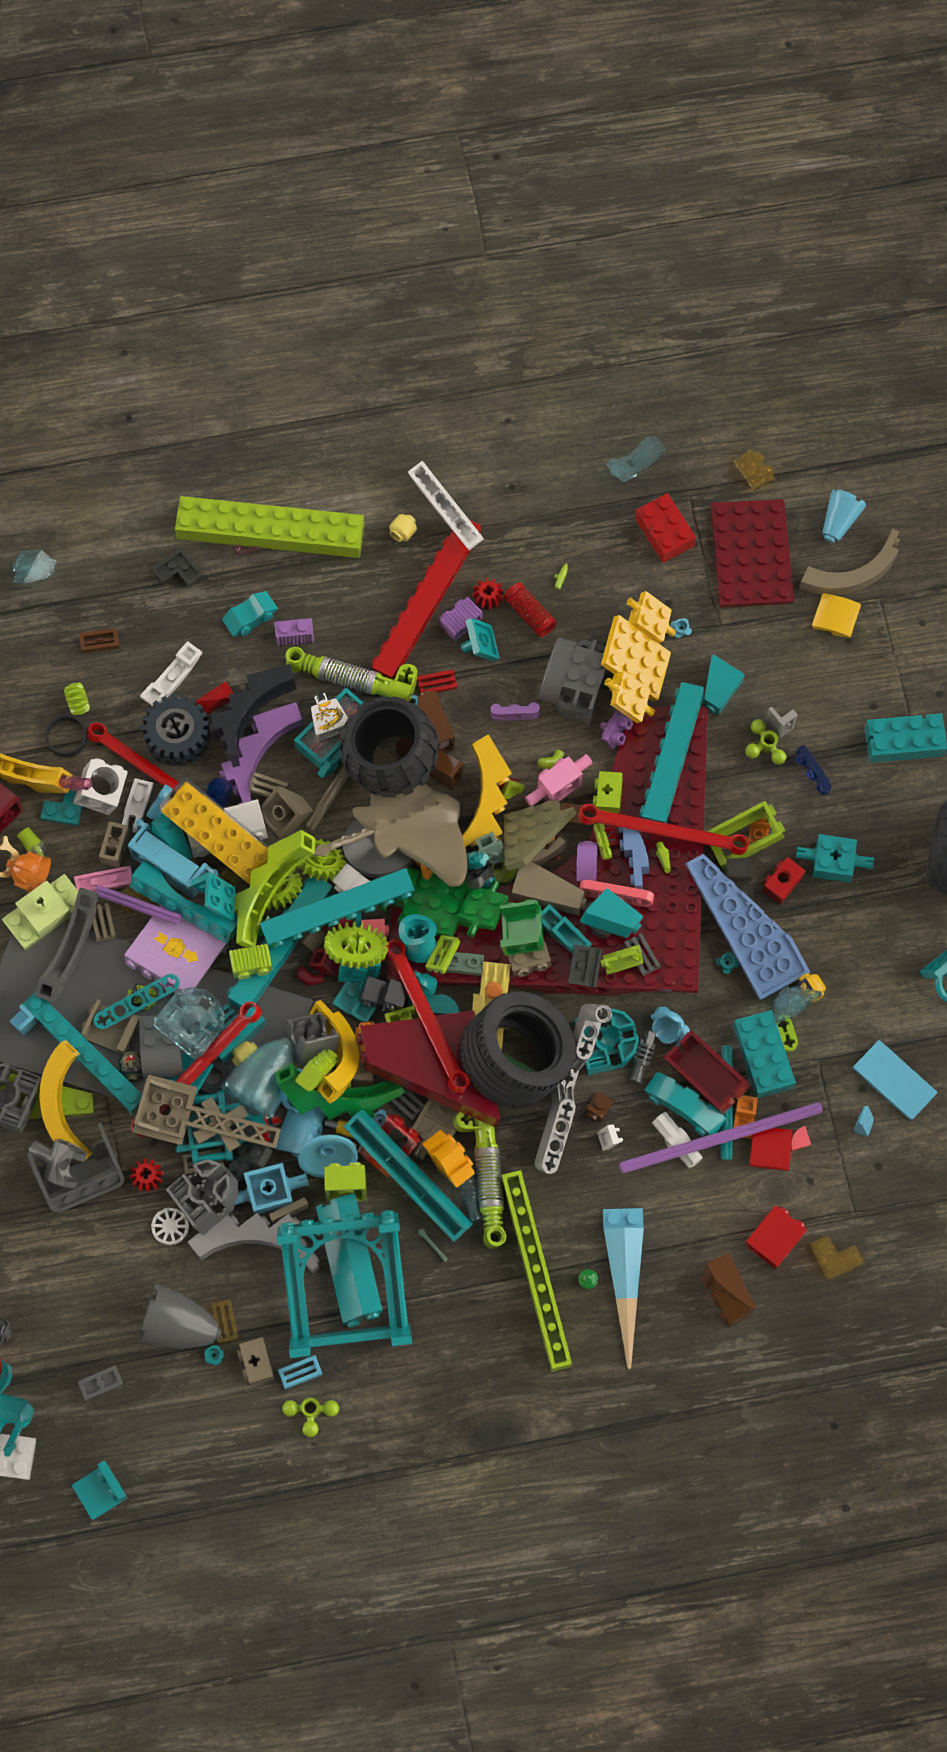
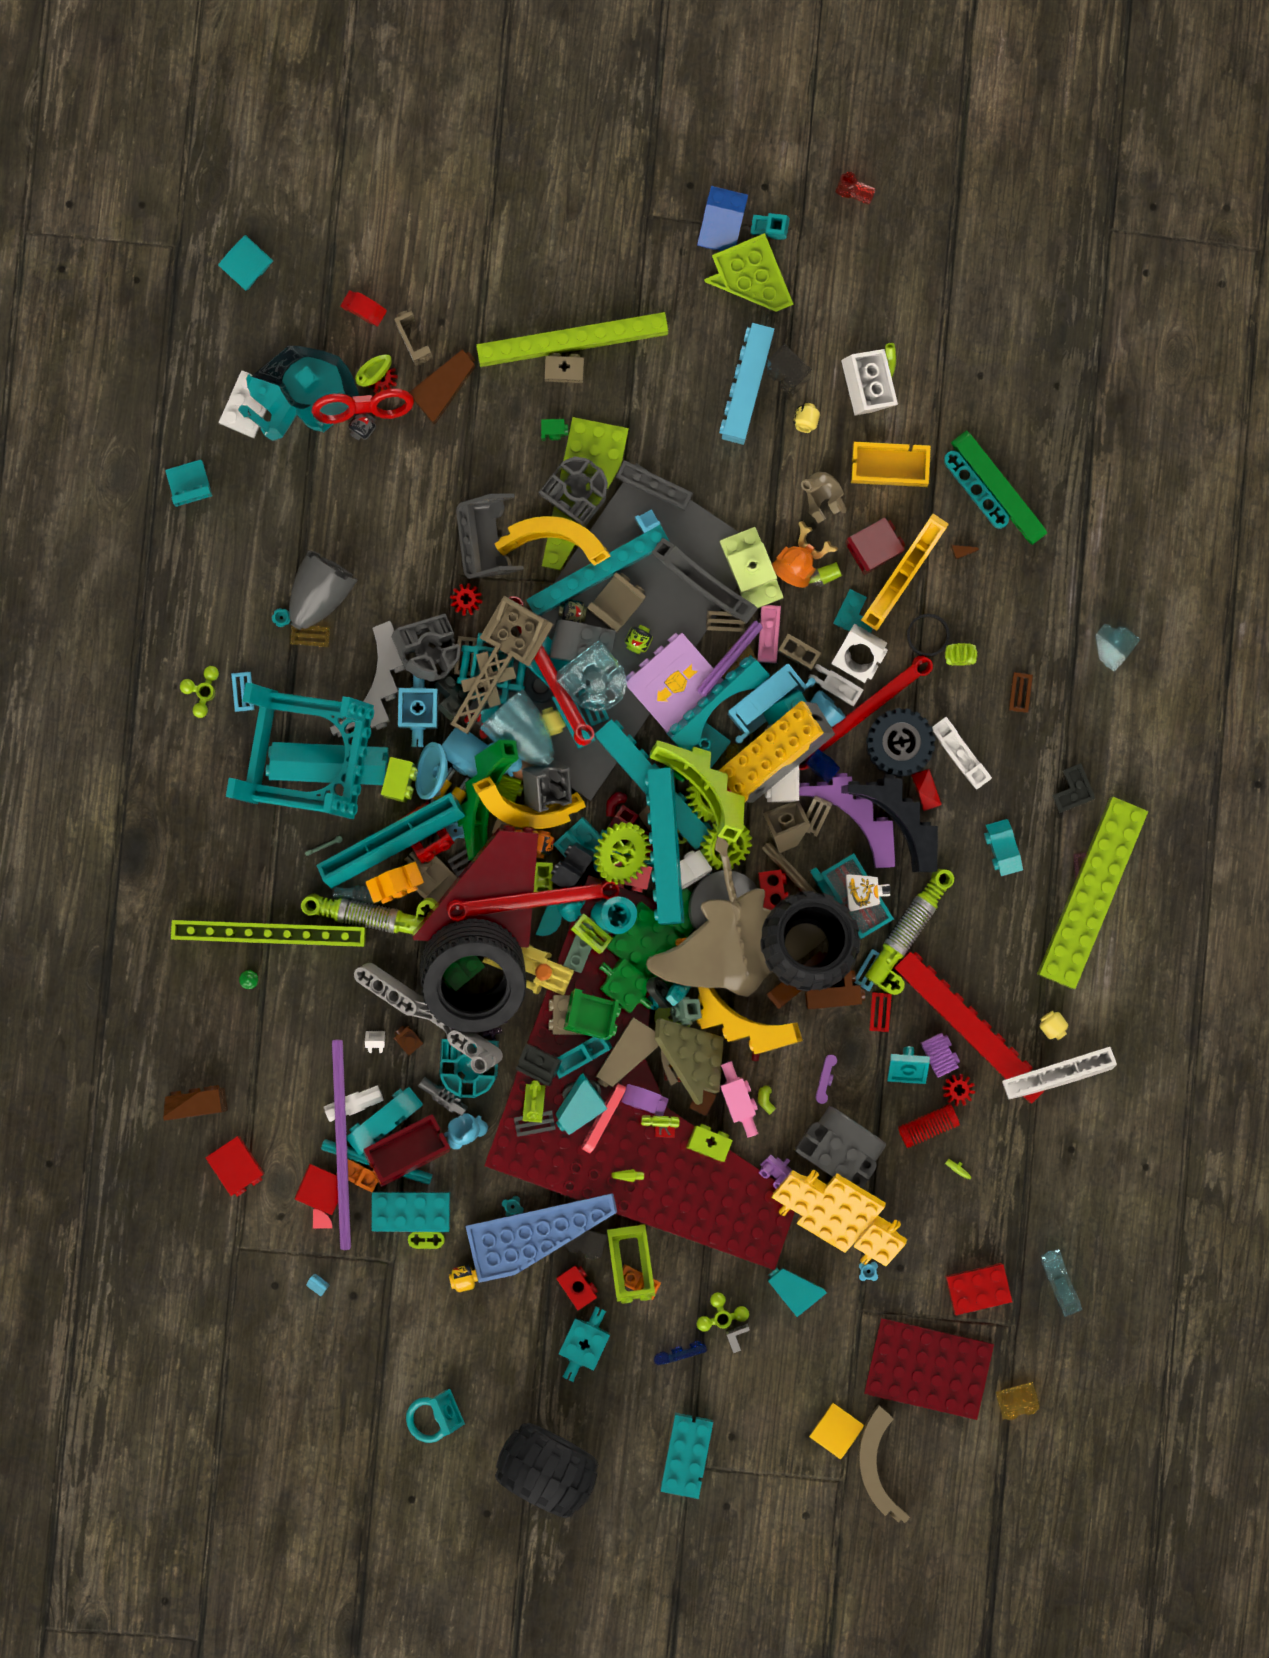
camera: 105 degrees right, 15 degrees up
(58, 1160) = (500, 520): dark grey connector -> none
(75, 783) = (862, 628): clear pink pin -> none
(100, 1382) = (286, 508): dark grey hinge -> none
(126, 1002) = (637, 639): teal beam -> none
(170, 1226) = (412, 608): white wheel -> none
(218, 894) = (710, 736): teal bracket -> none
(250, 961) = (637, 750): lime brick -> none
(263, 1371) = (253, 659): dark tan brick -> none
(290, 1209) = (395, 731): dark tan tile -> none
(294, 631) = (972, 886): medium lavender brick -> none
(317, 1069) = (506, 781): lime brick -> none
(348, 803) = (770, 890): none -> red brick
(511, 789) = (747, 1054): lime tile -> none
(623, 1240) = (275, 1024): medium azure plate -> none
(635, 849) = (647, 1148): medium blue slope -> none
(663, 829) = (652, 1183): red piece -> none
(673, 753) = (730, 1218): teal brick -> none
(793, 1002) = (452, 1255): clear light blue slope -> none
(835, 1263) = (195, 1214): clear yellow plate -> none
(841, 514) = (940, 1470): medium azure cone -> none
(894, 1080) = (351, 1328): medium azure tile -> none

